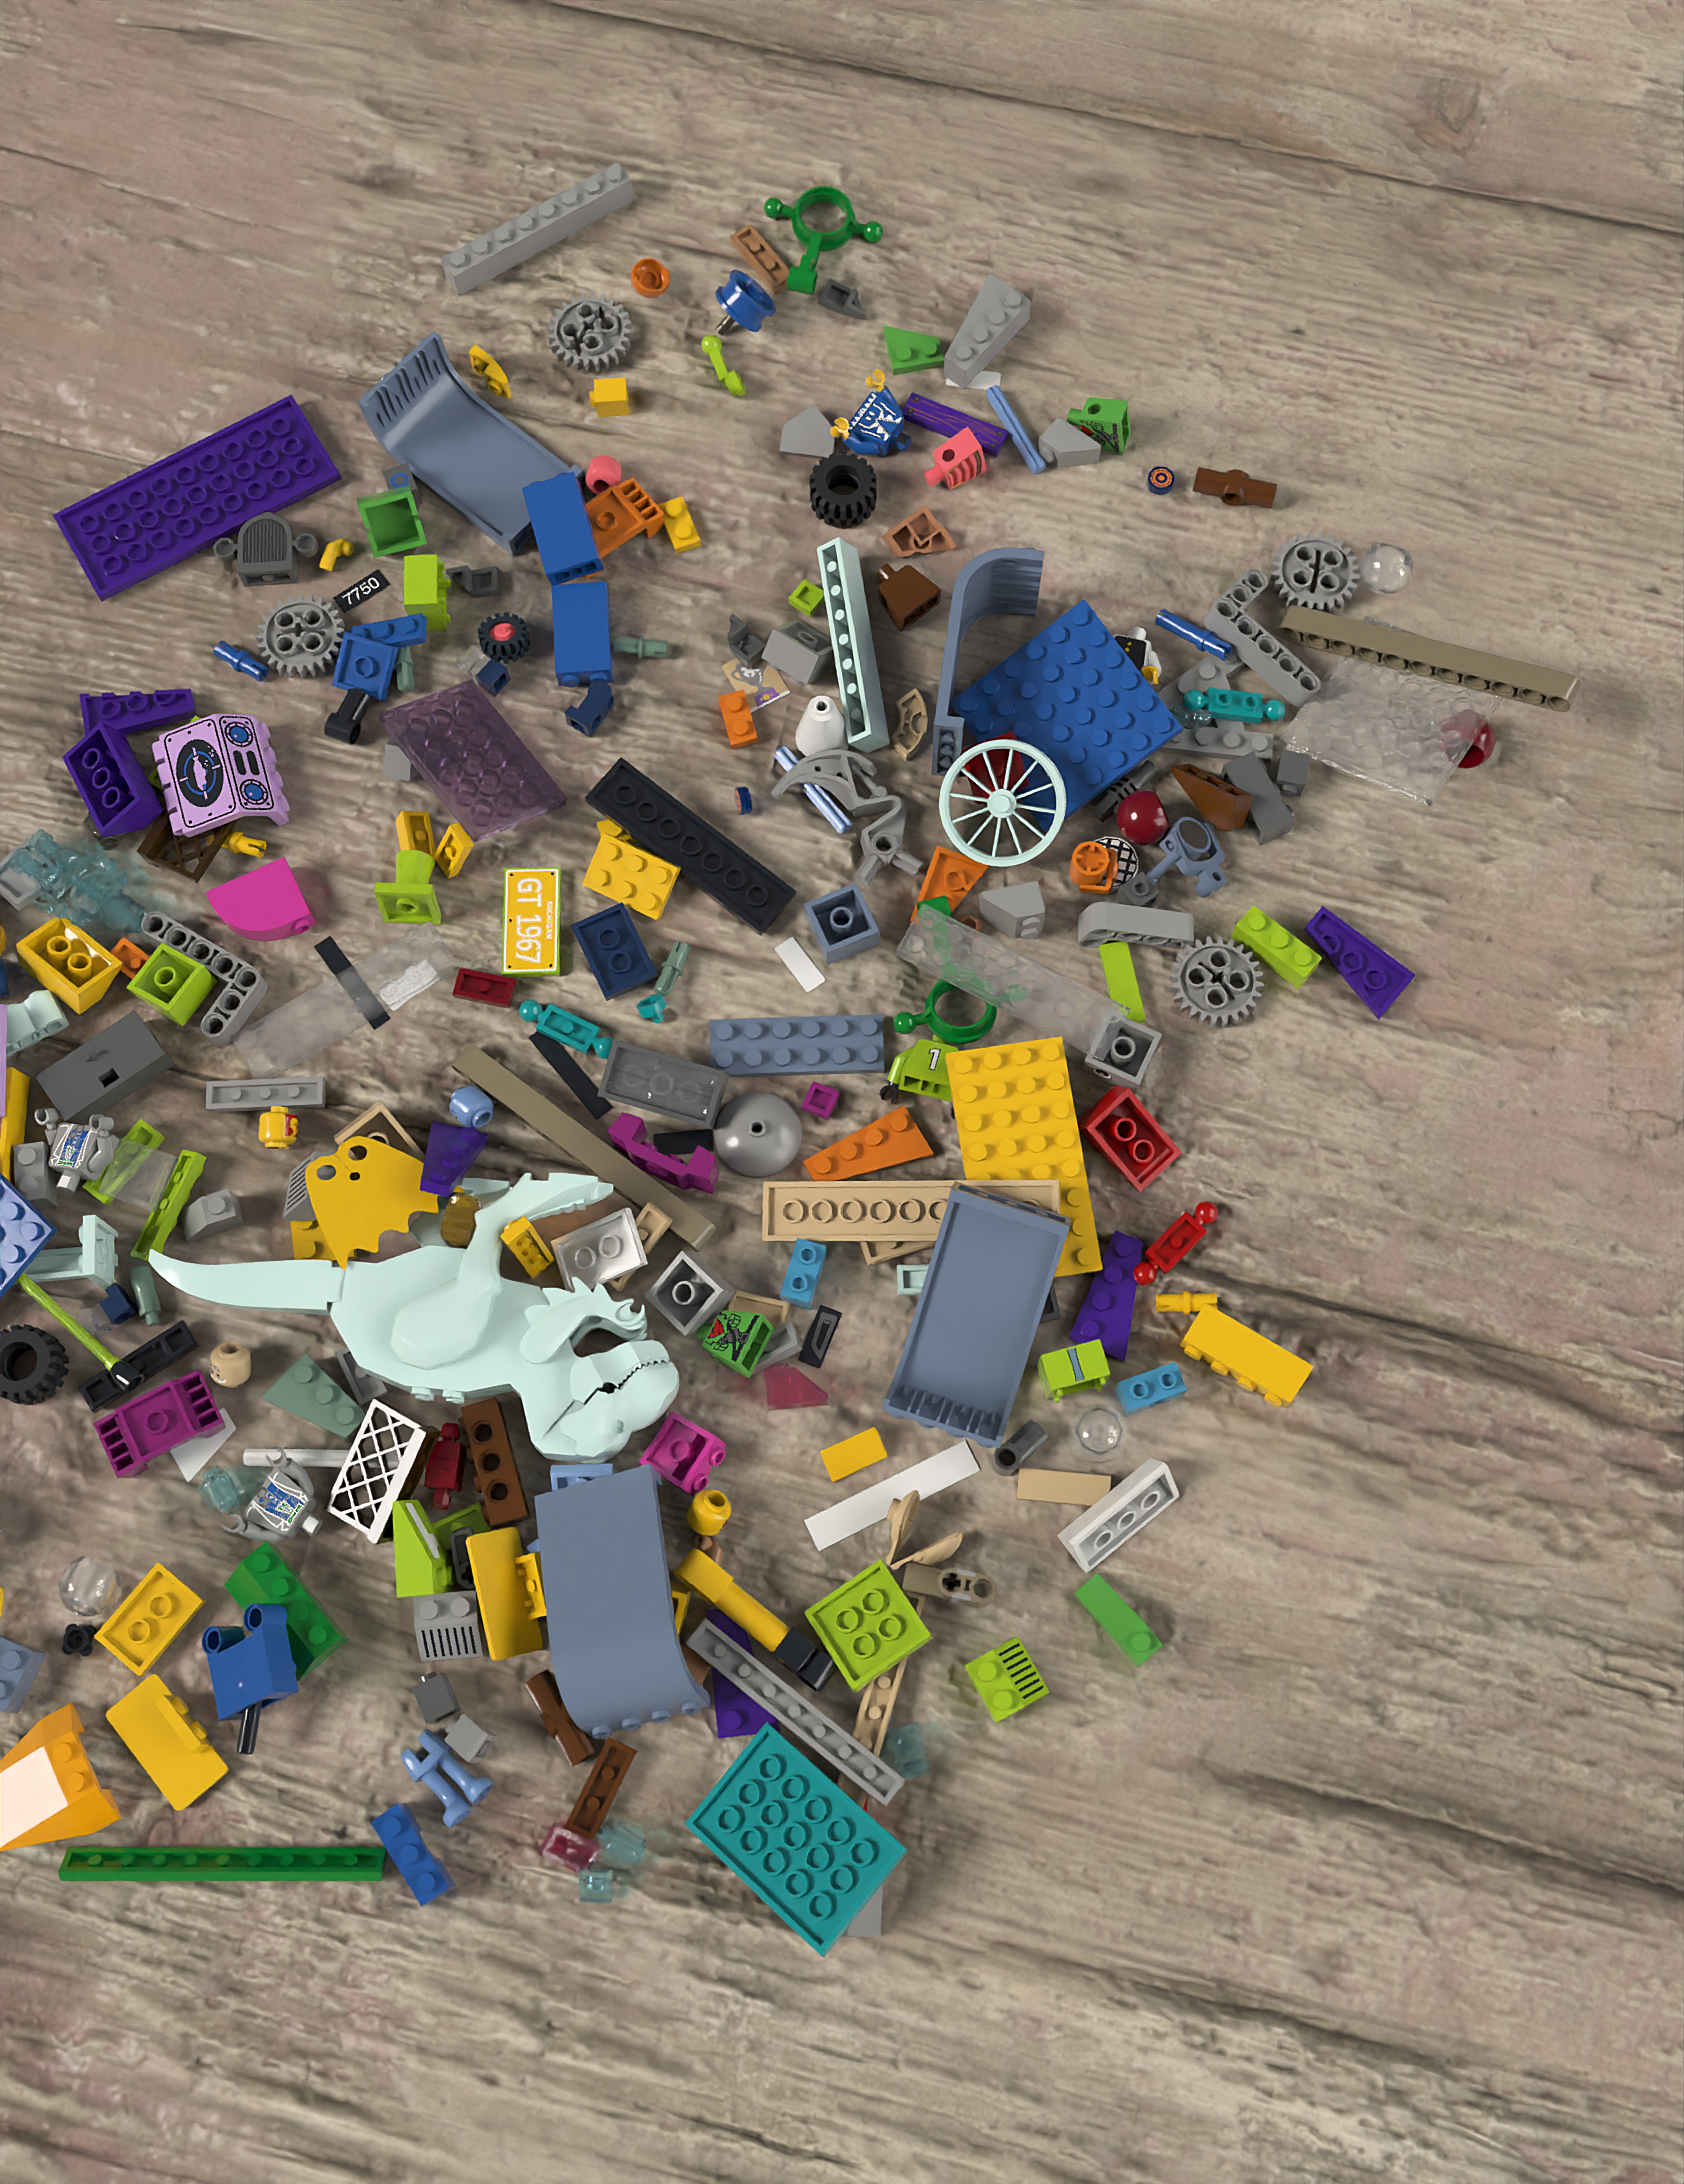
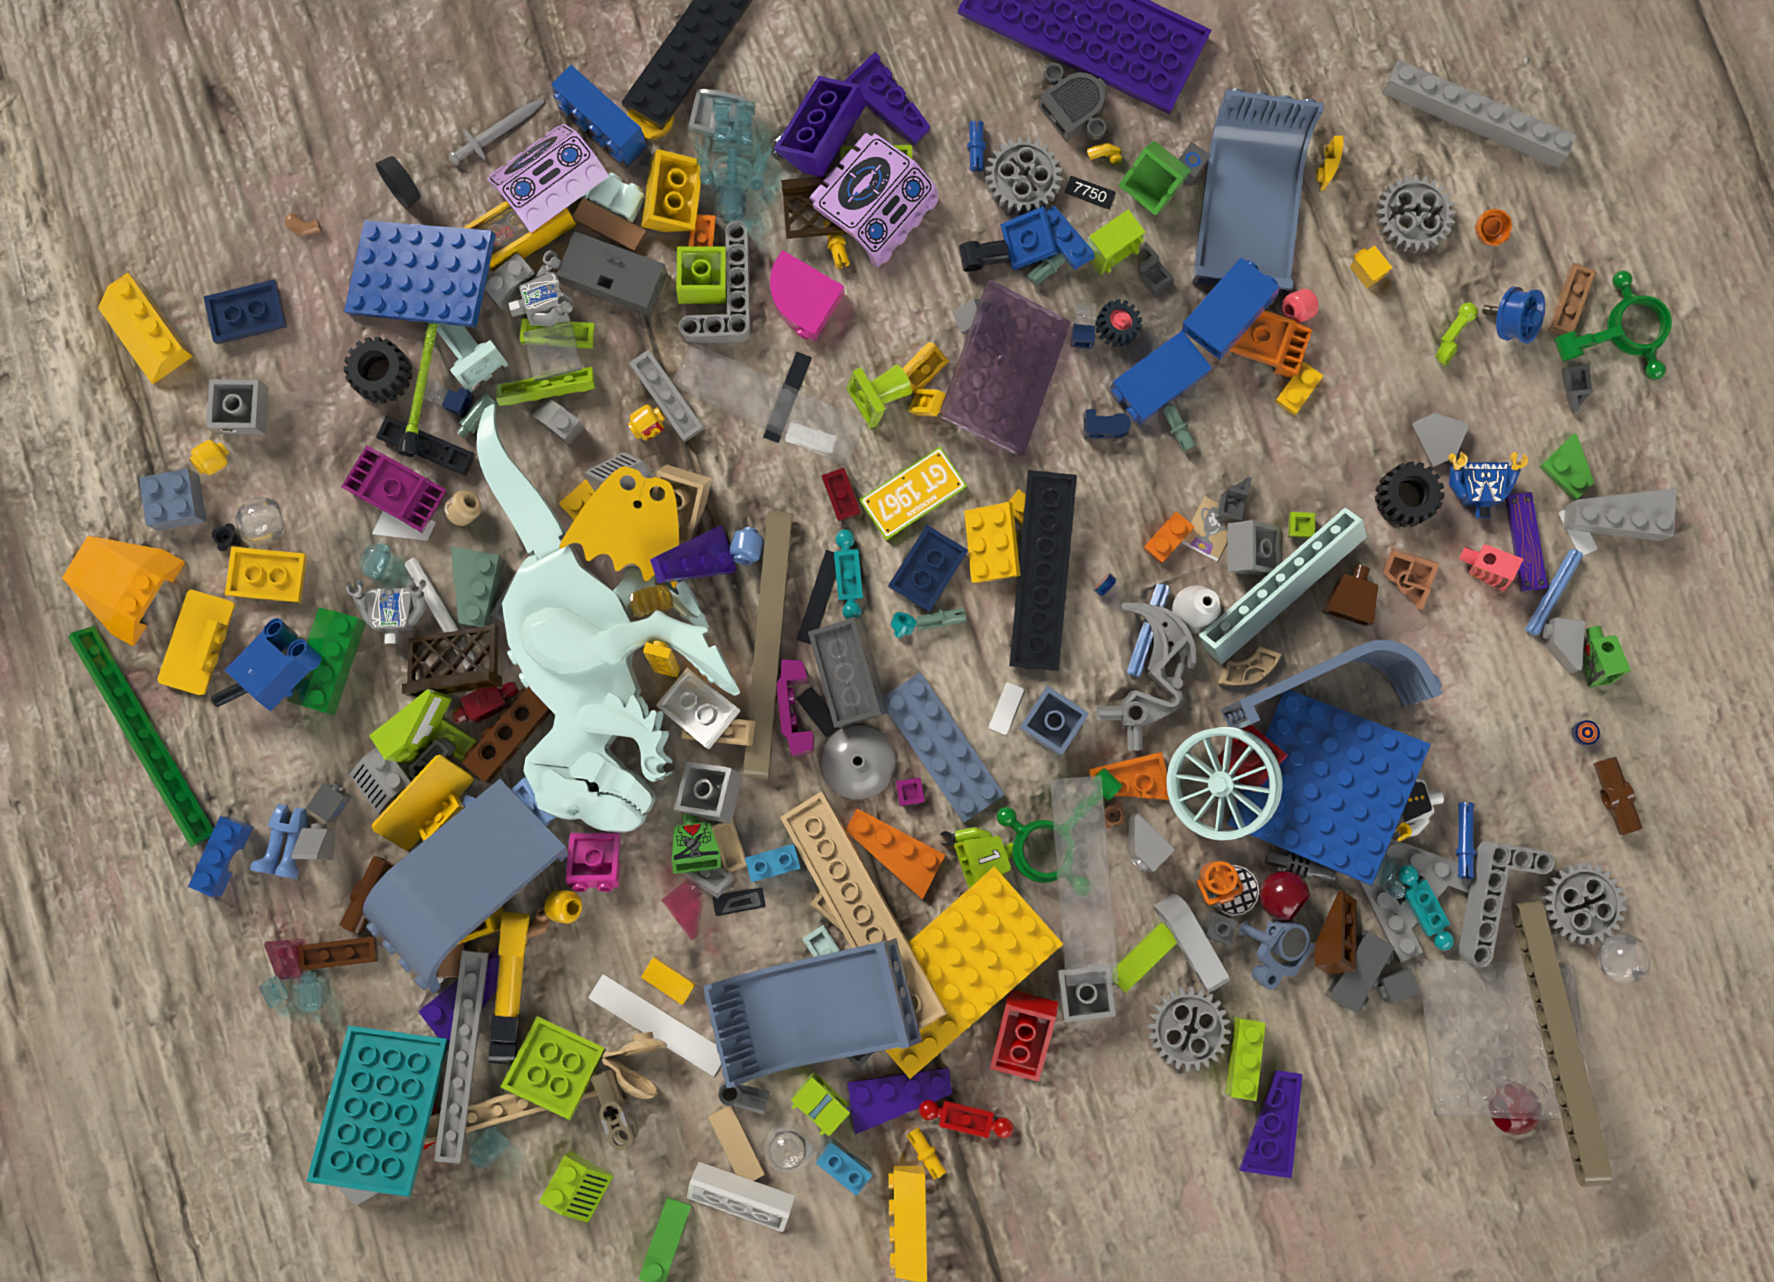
camera: 55 degrees right, 10 degrees up
(52, 1045) = (609, 225): none -> medium nougat tile

